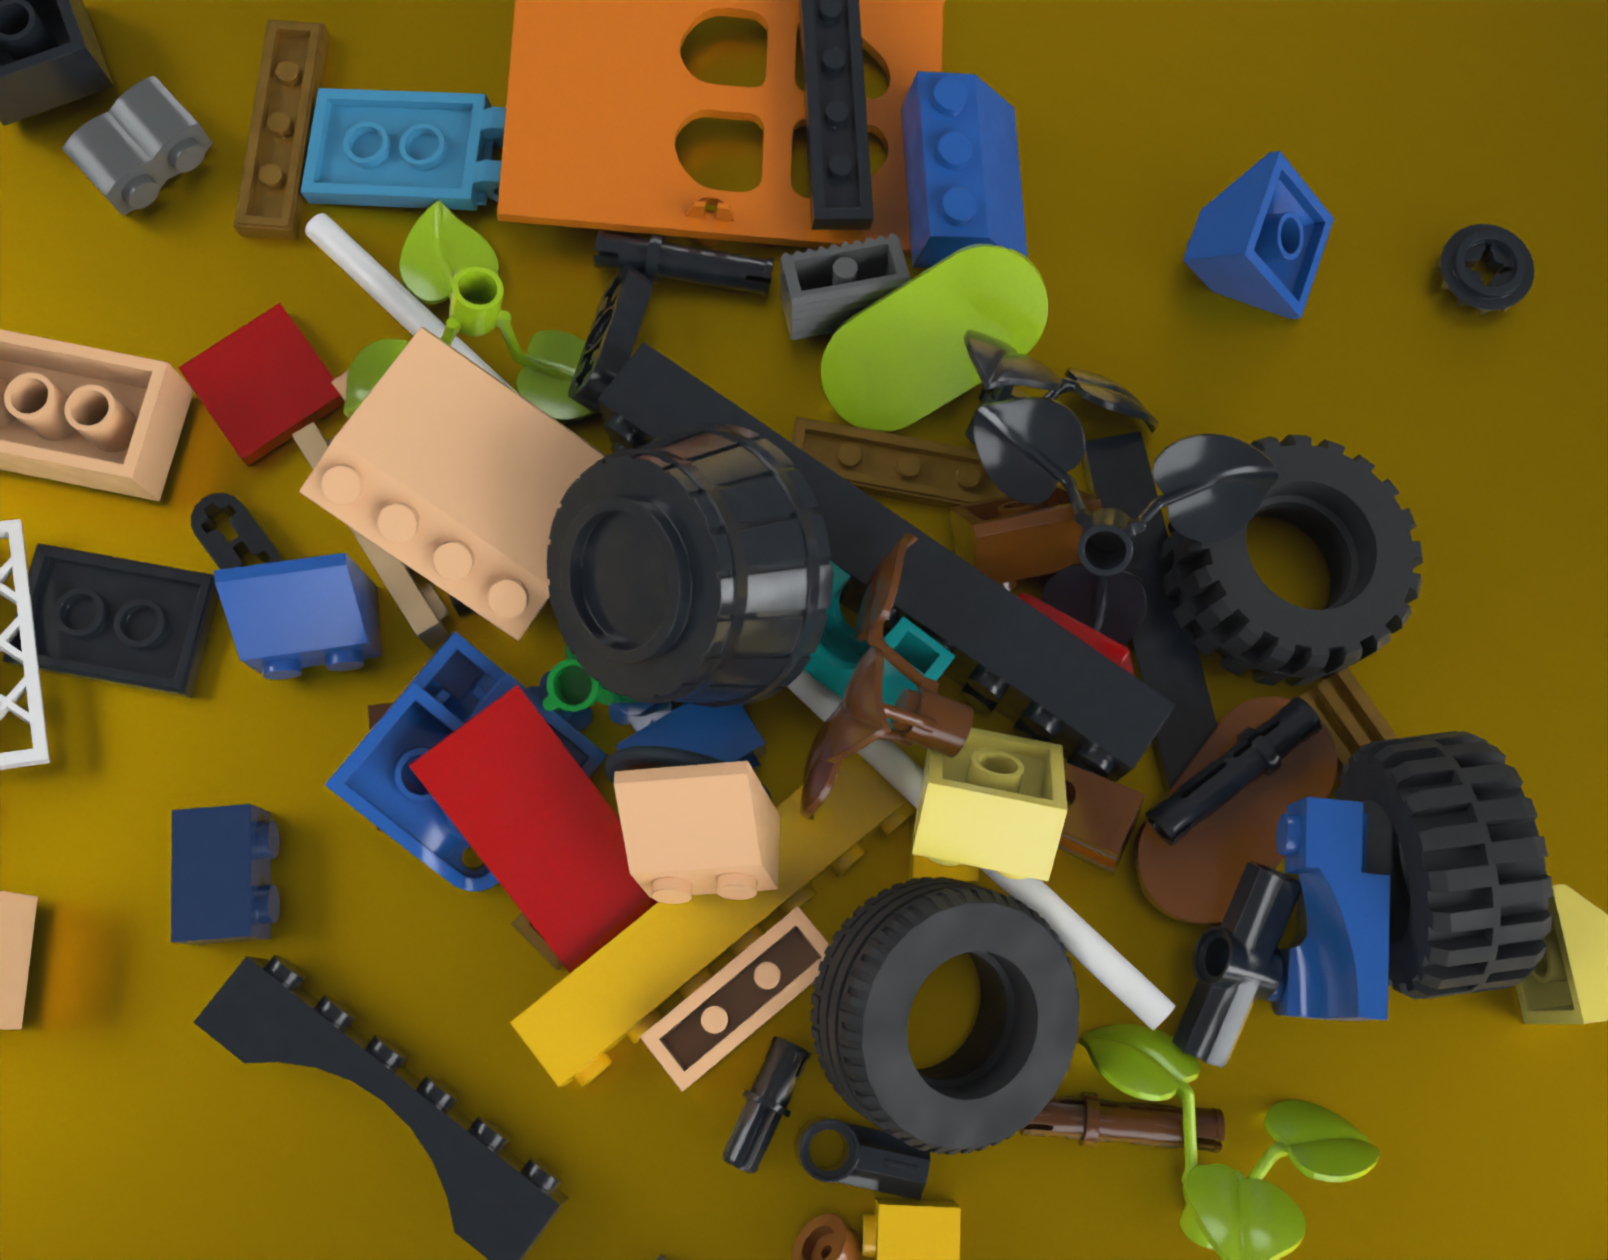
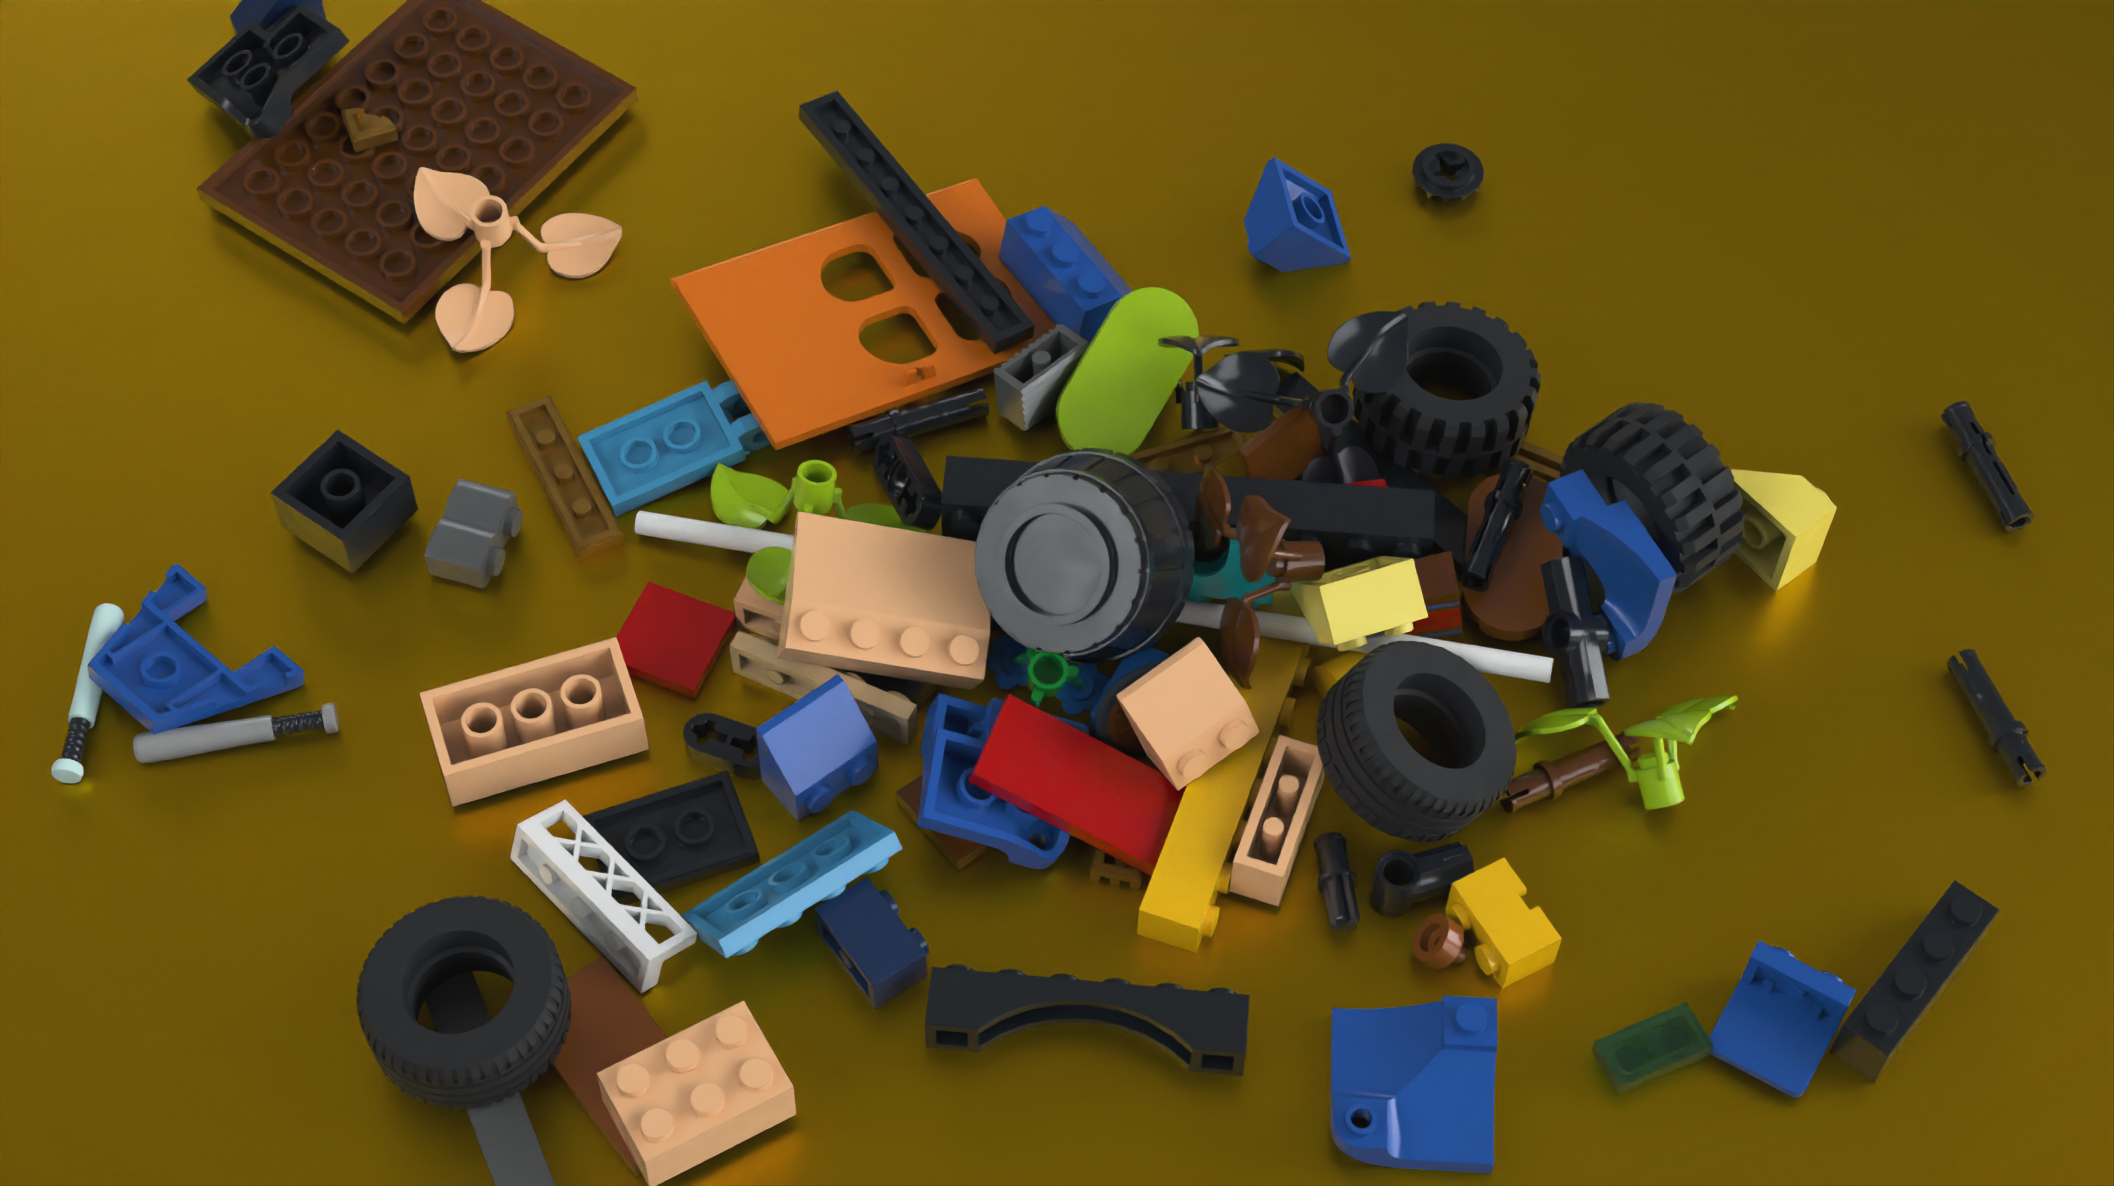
camera: 30 degrees left, 20 degrees down
(173, 760) = (791, 883): none -> dark azure plate

